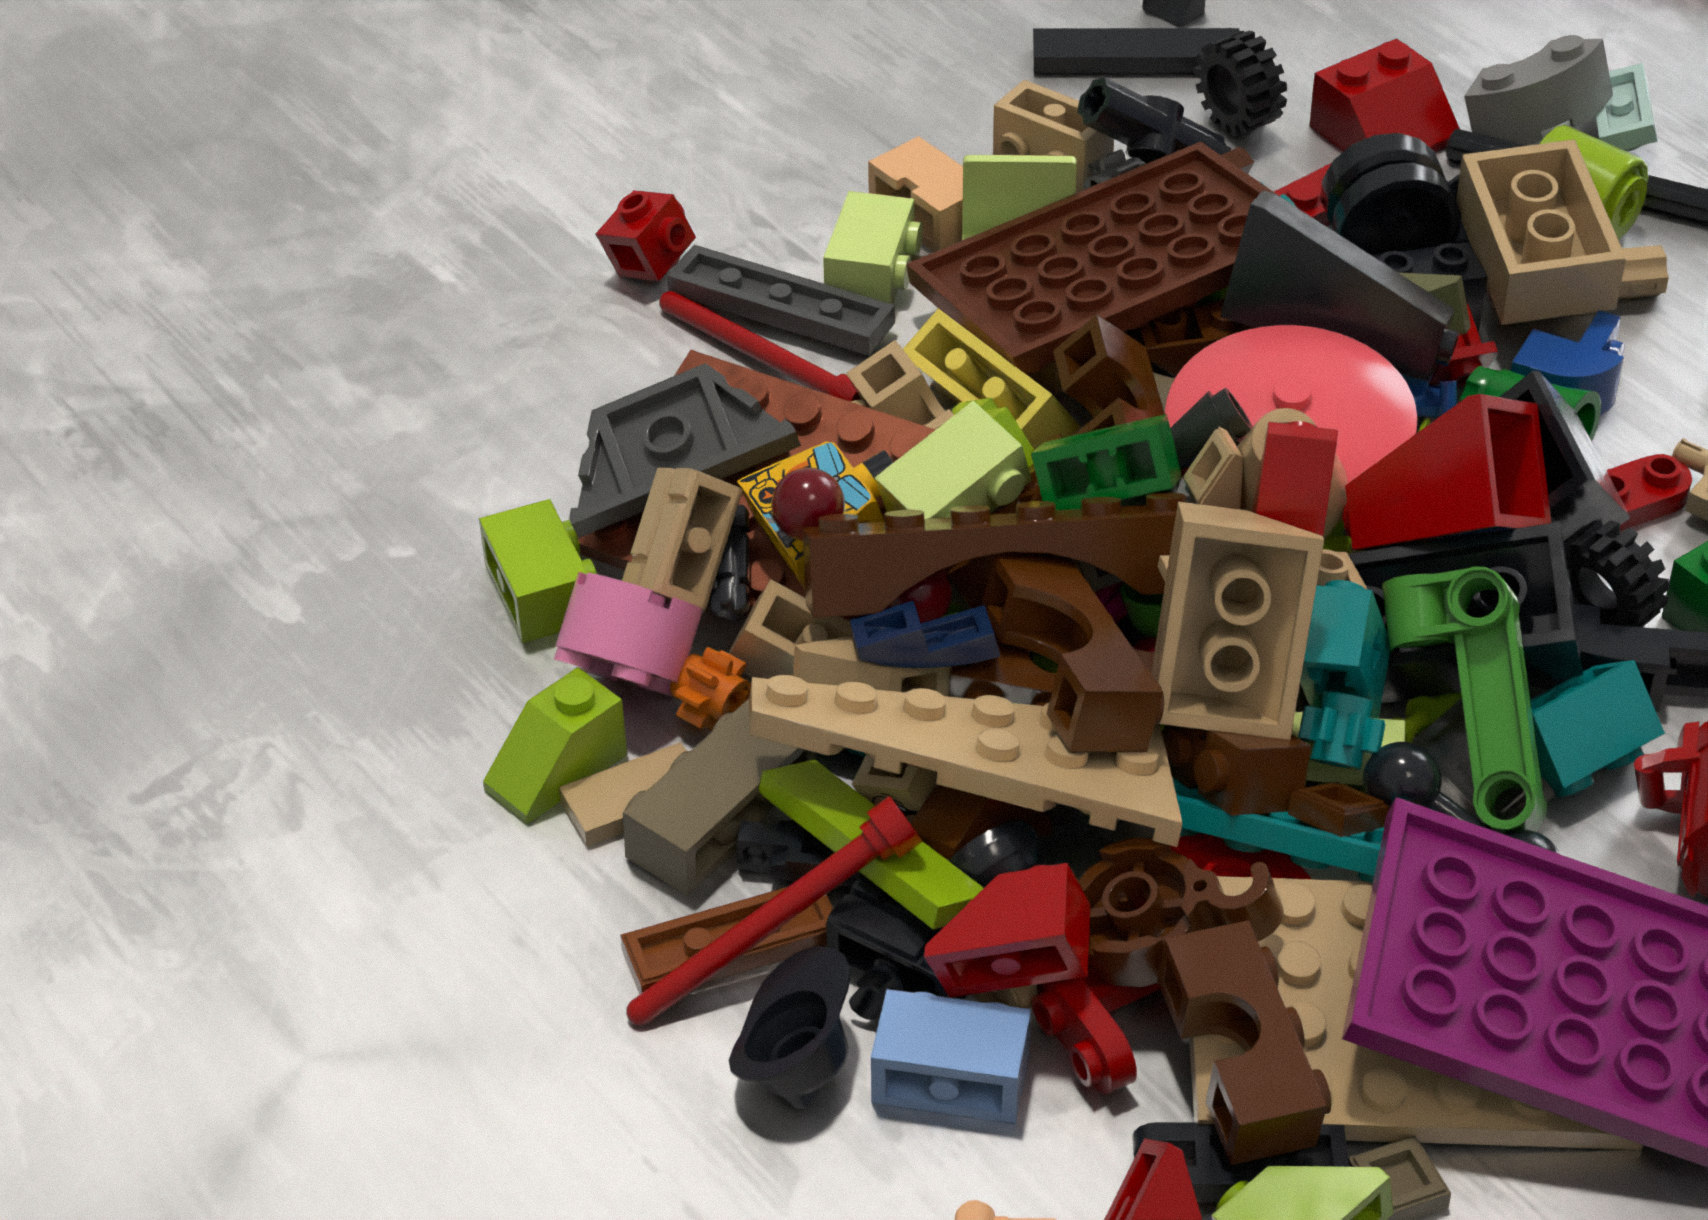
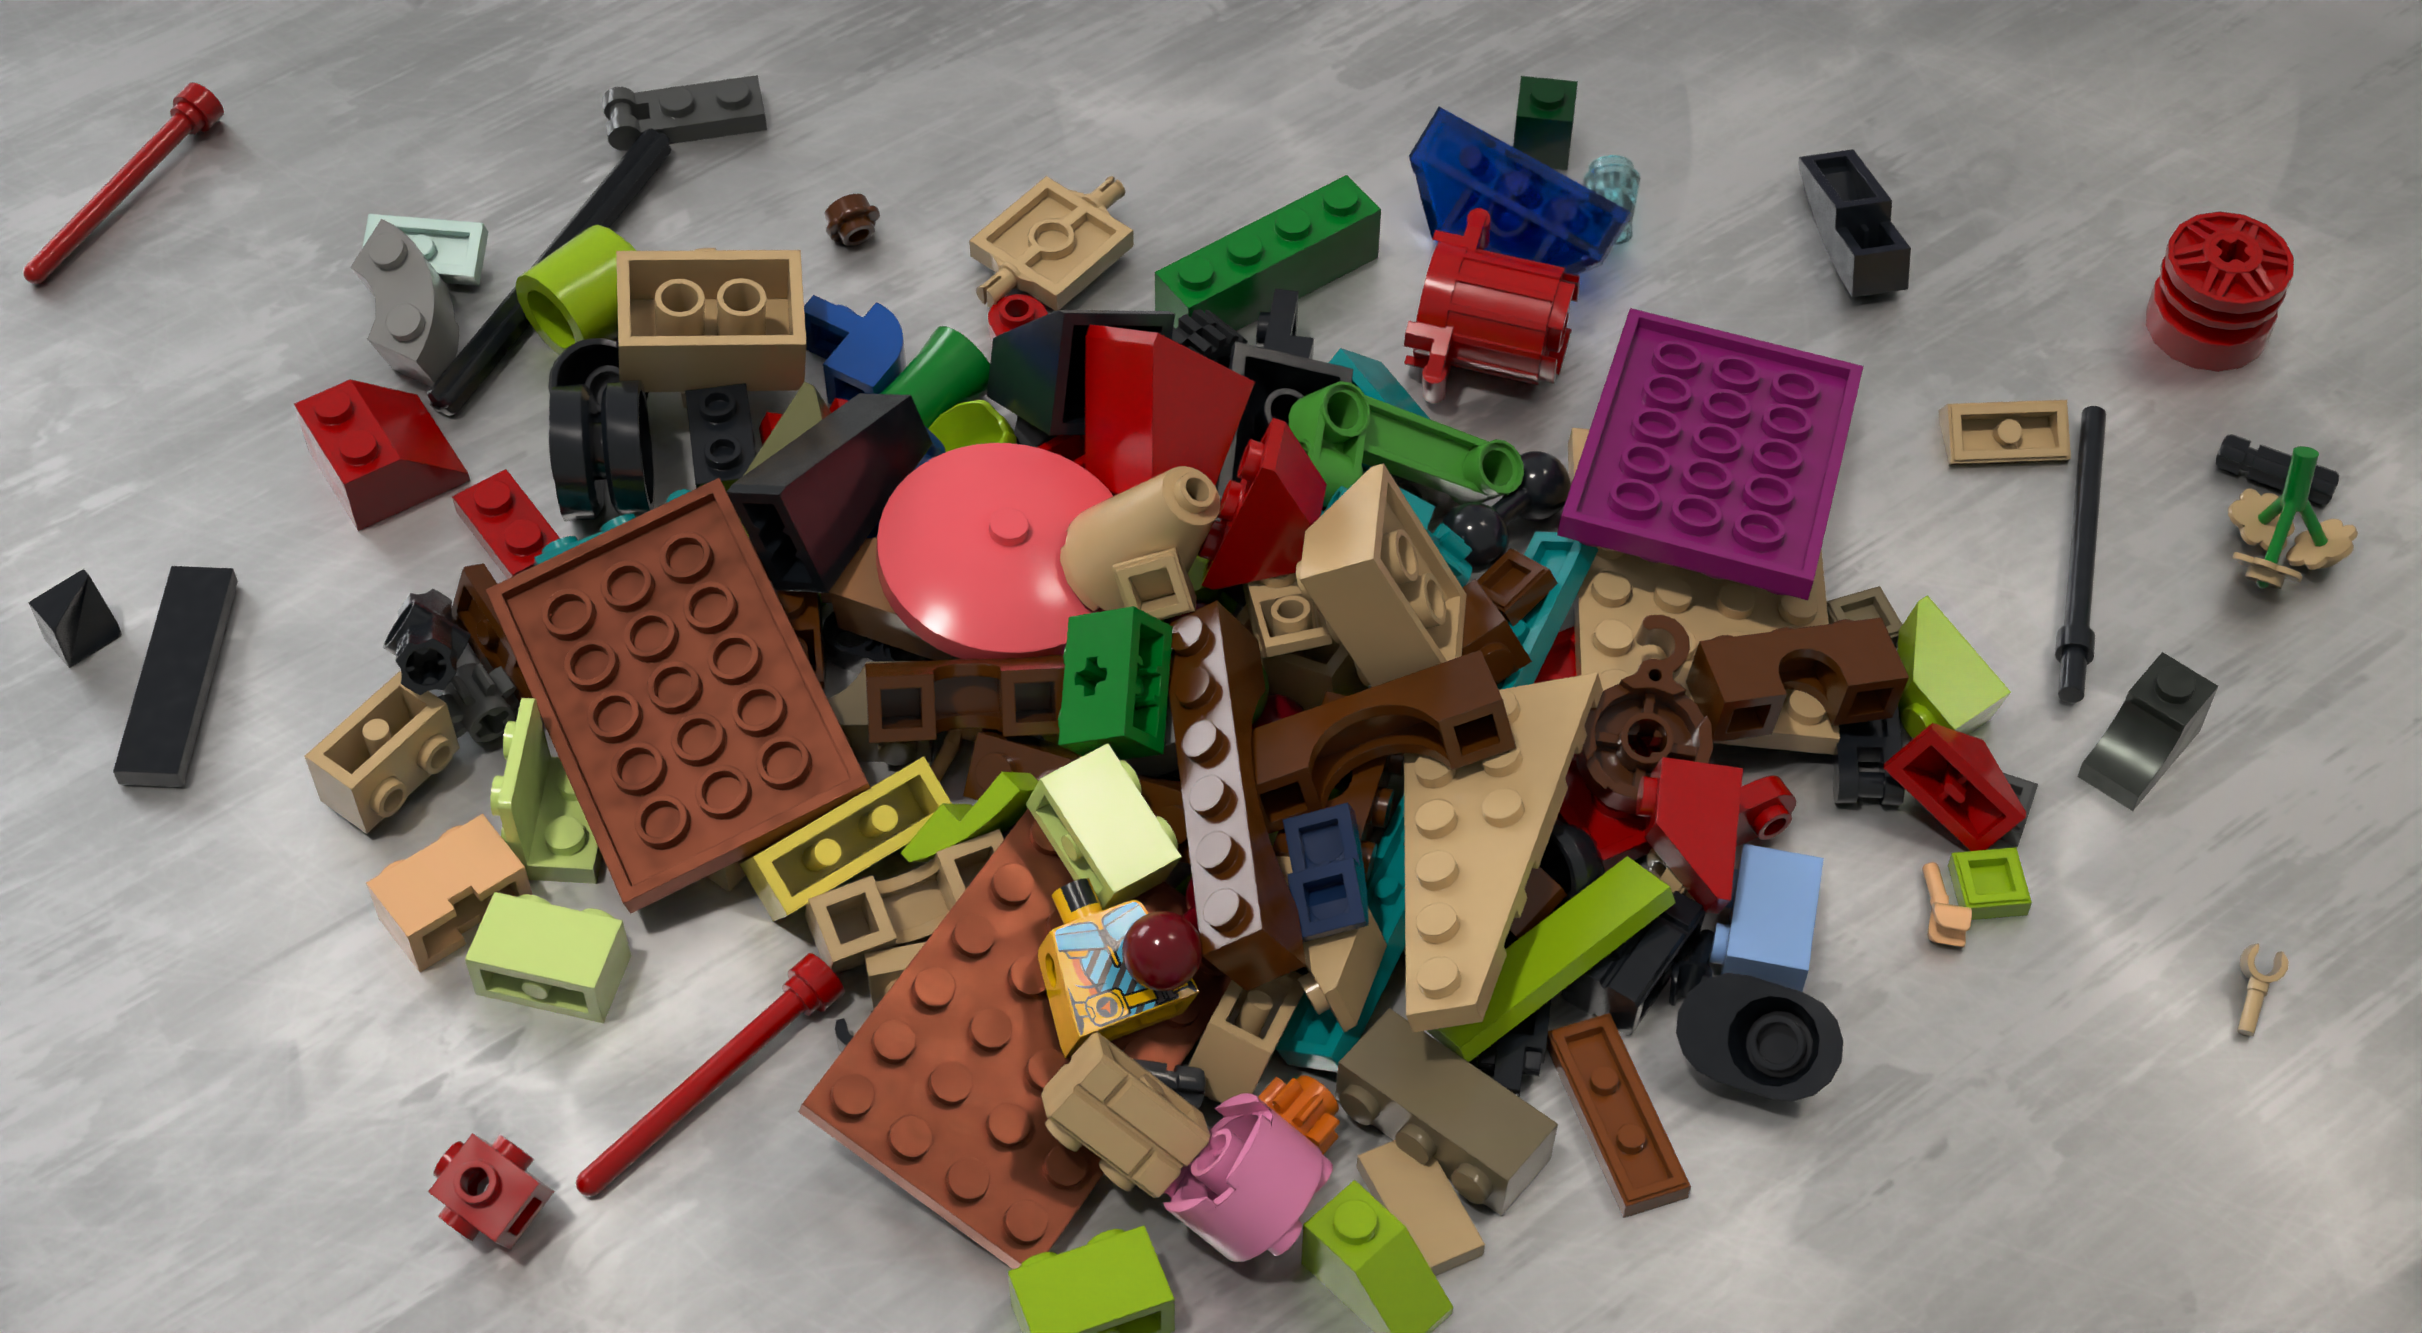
camera: 90 degrees left, 10 degrees up
(674, 424) = (970, 1125): dark grey wing -> none
(782, 299) = (619, 1057): dark grey plate -> none
(882, 836) = (1588, 924): red piece -> none
(1202, 419) = (1052, 596): pearl dark grey cone -> none
(1240, 82) = (332, 535): black tyre -> none

